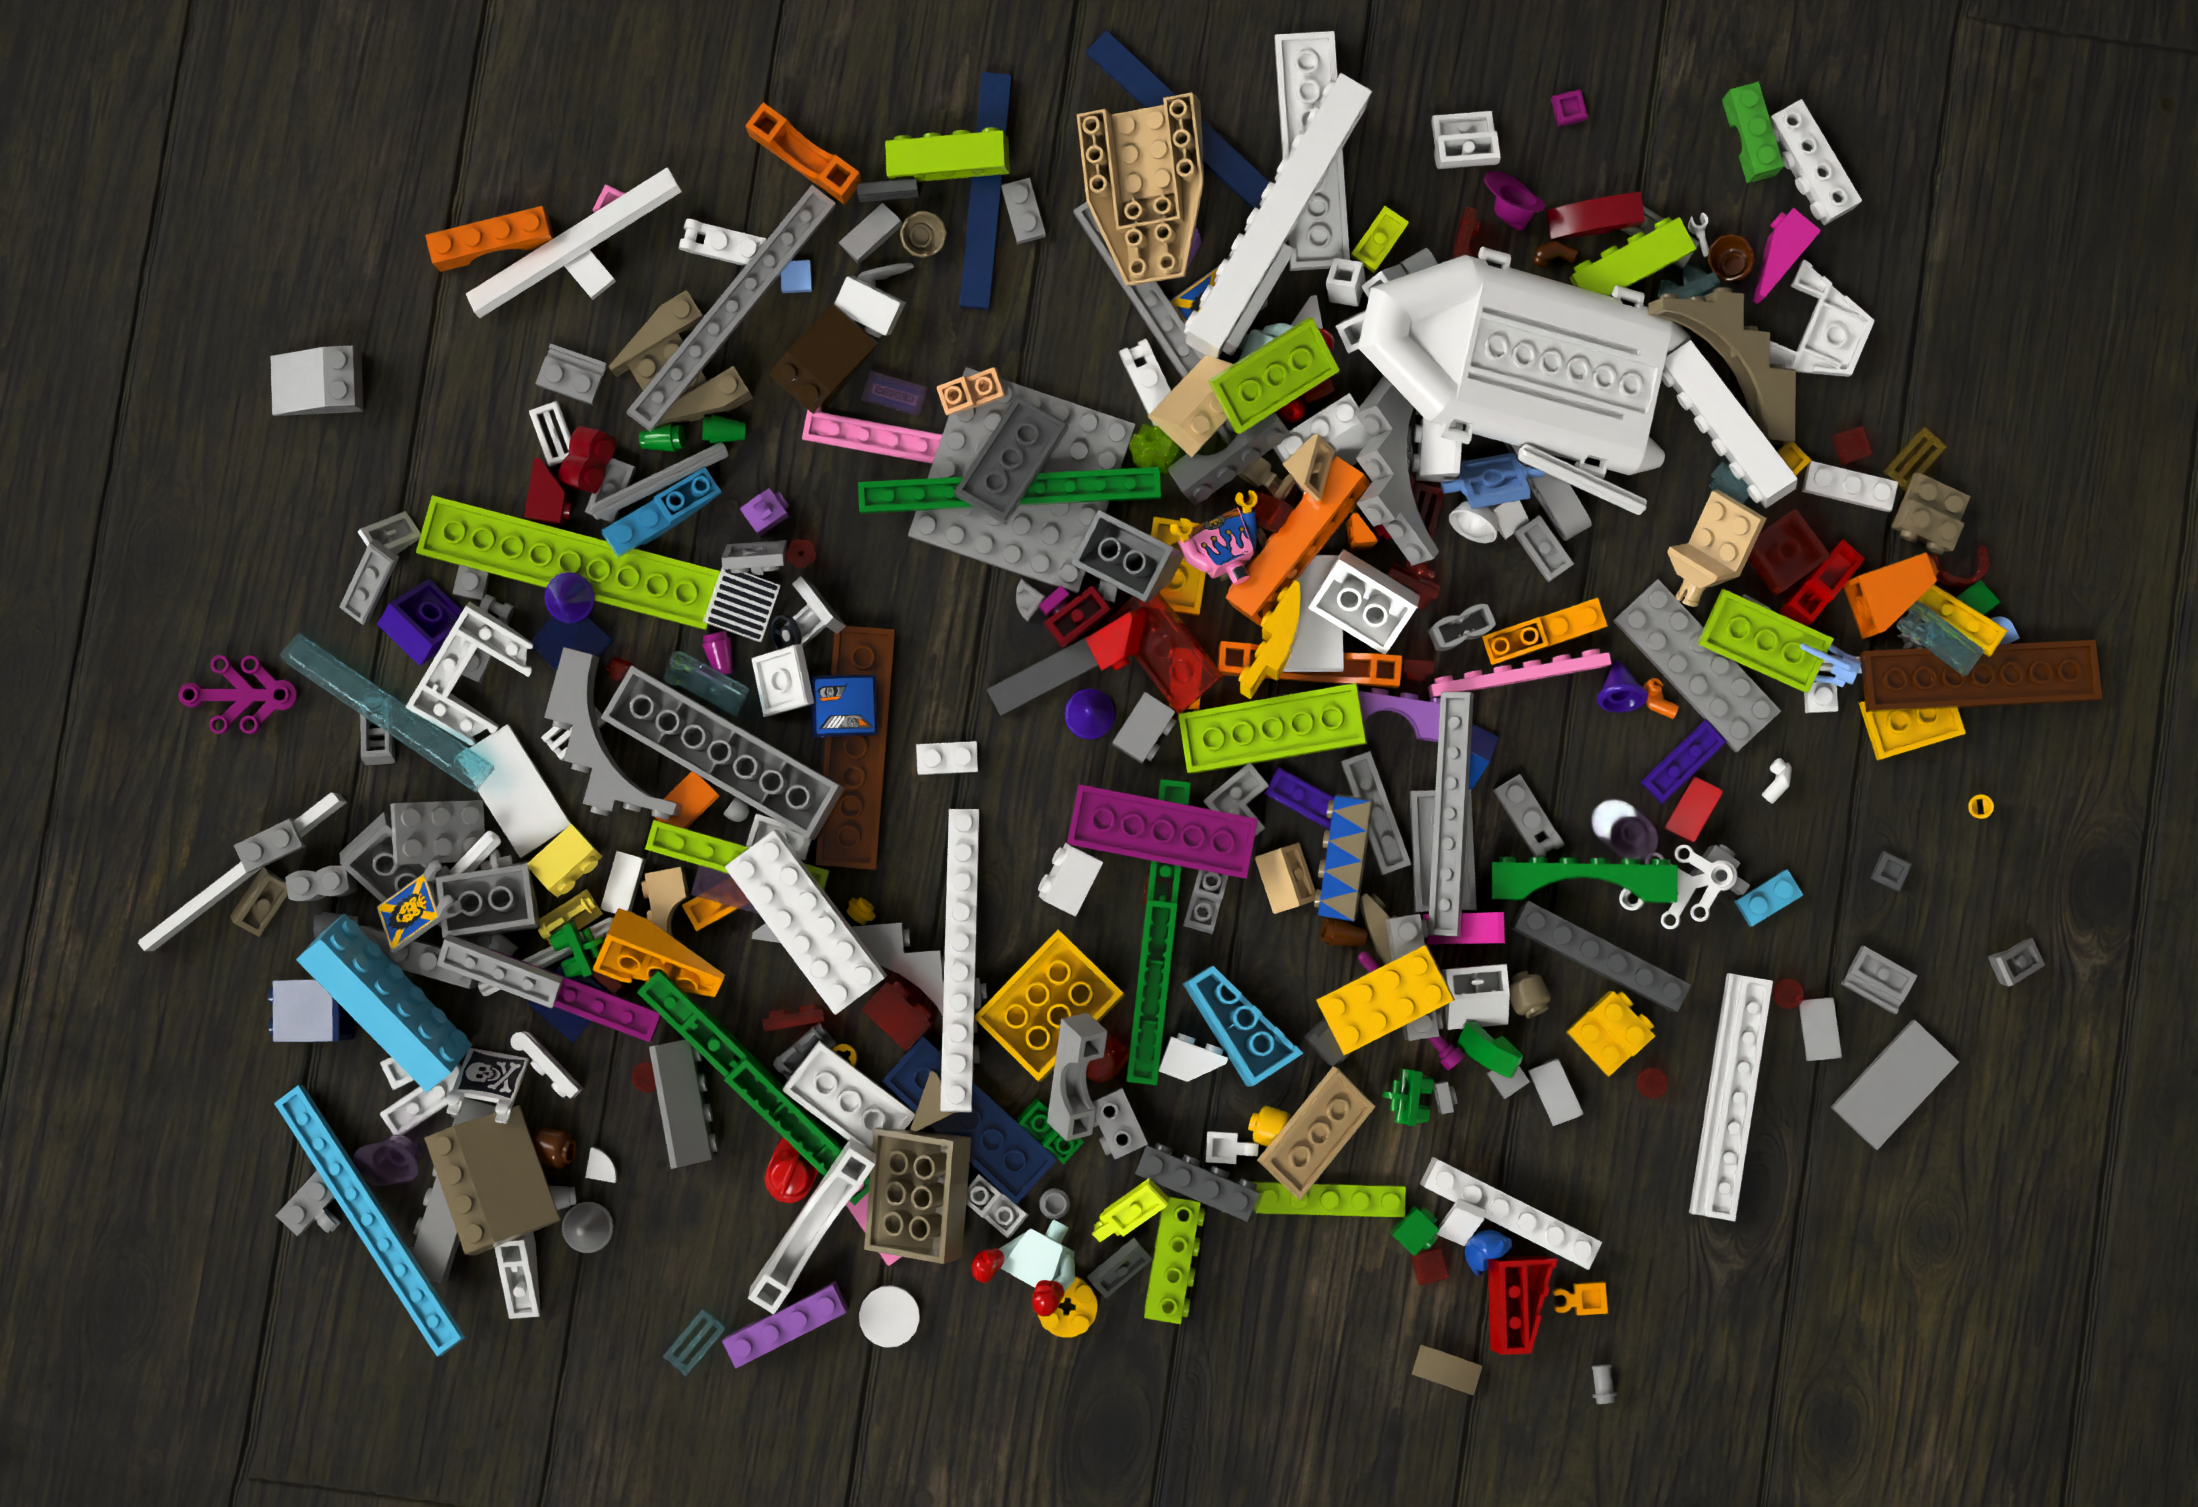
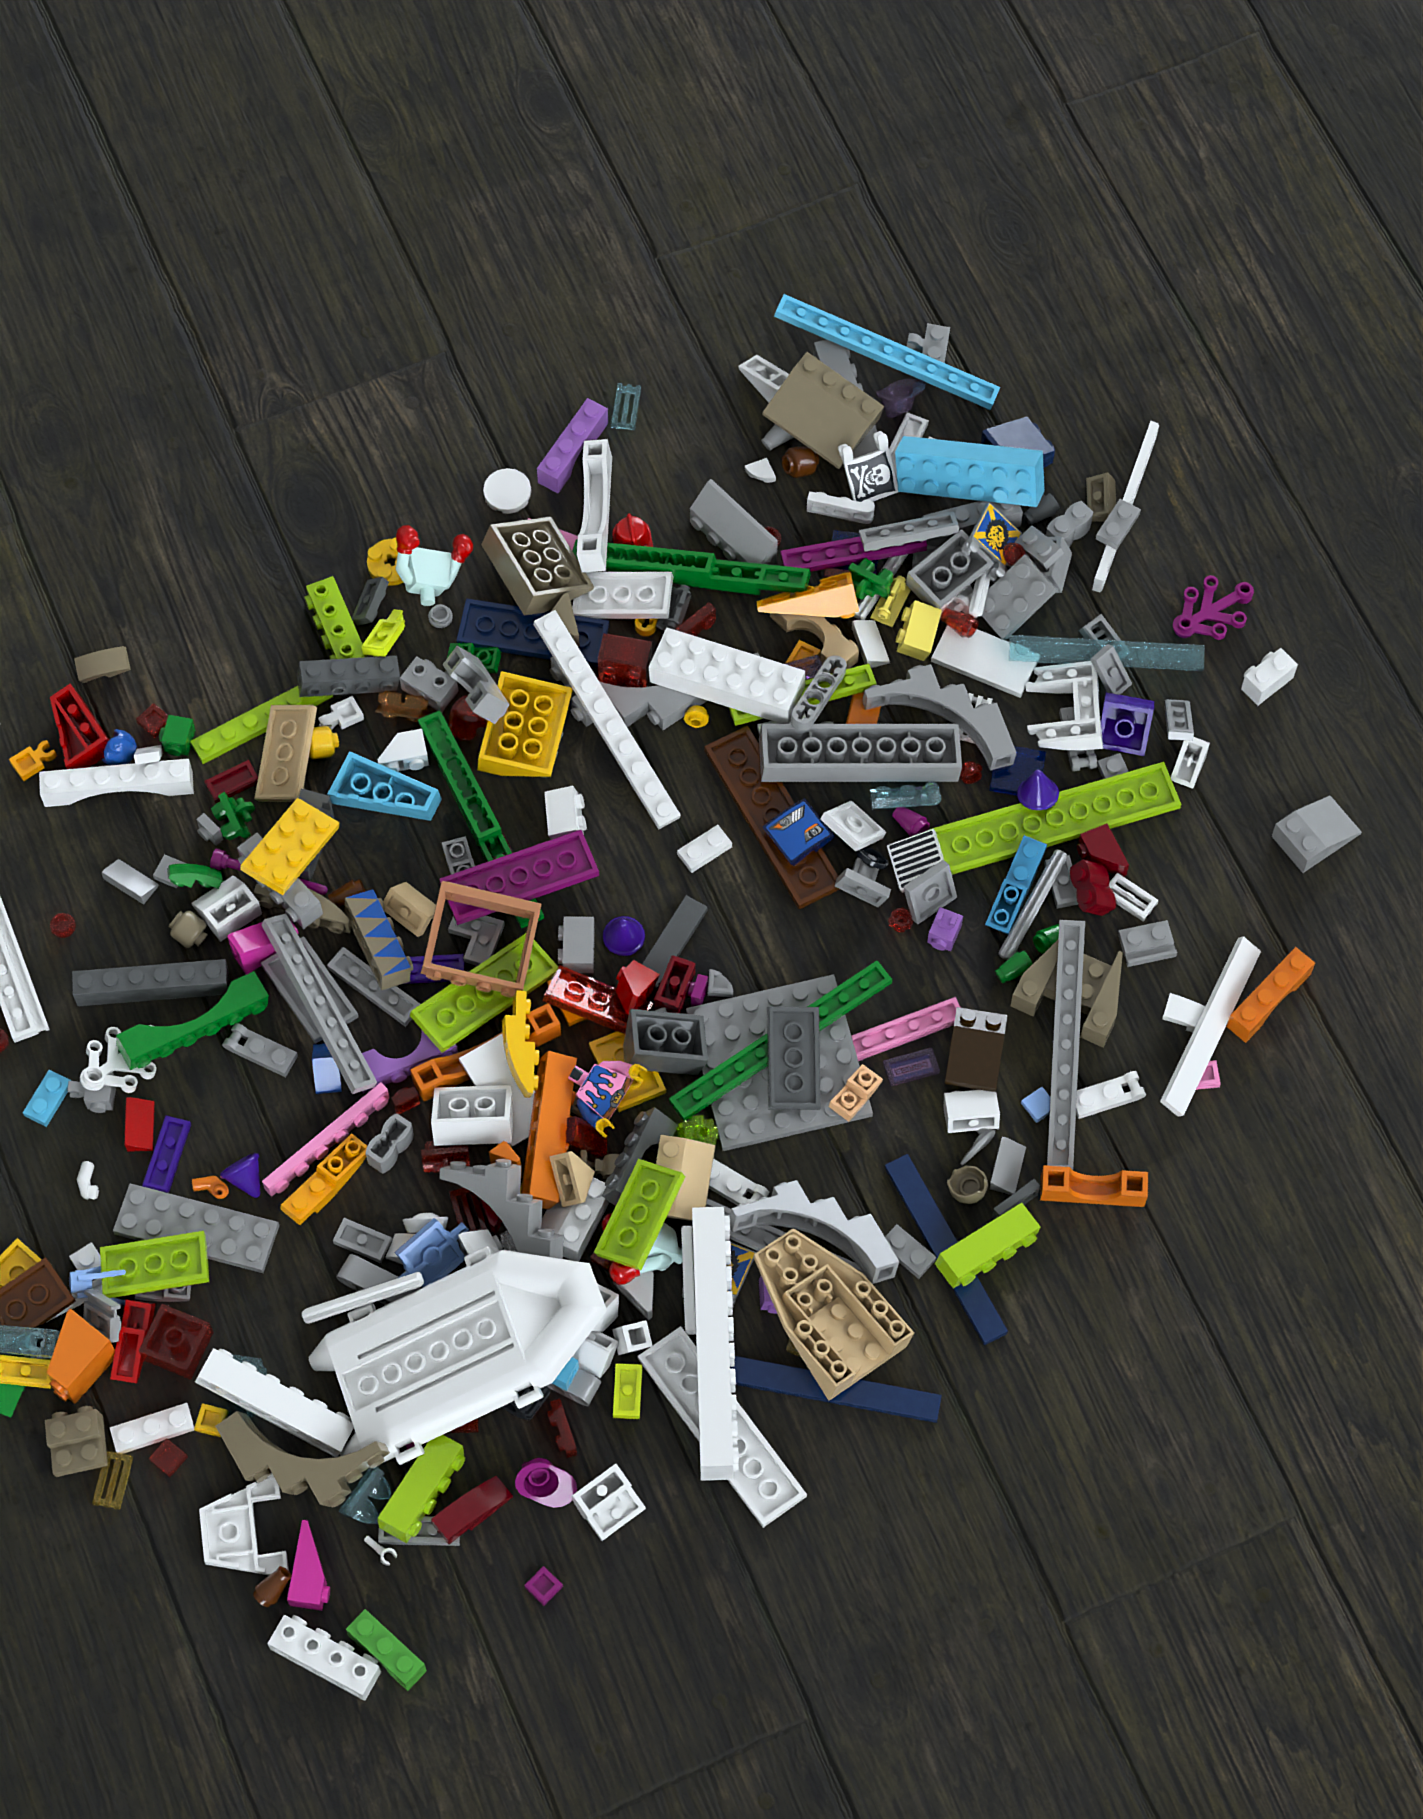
camera: 155 degrees right, 20 degrees down
(238, 578) = (1268, 676): none -> white brick
(373, 869) = (1040, 547): none -> light grey plate
(398, 684) = (1111, 670): none -> light grey plate
(405, 879) = (1013, 552): none -> clear red plate
(515, 840) = (961, 623): none -> clear red cone
(587, 1227) = (744, 433): light grey hat -> none
(723, 839) = (818, 692): none -> light grey beam
(994, 1206) = (487, 591): white slope -> none
(1064, 243) = (824, 1218): none -> arch
(1153, 1106) = (392, 706): none -> clear orange hinge
(1273, 731) = (490, 901): none -> nougat window
(1386, 1143) = (232, 781): none -> dark red tile
(1554, 250) = (489, 1465): reddish brown arm -> none
(1611, 1032) = (112, 941): yellow plate -> none
(1625, 830) = (181, 1076): clear purple piece -> none
(1716, 546) = (231, 1306): tan plate -> none
(1731, 258) = (345, 1539): reddish brown hair -> none
(1826, 256) = (271, 1588): none -> reddish brown cone
(1845, 618) = (102, 1314): none -> light grey plate
(1954, 581) = (18, 1411): clear red helmet -> none

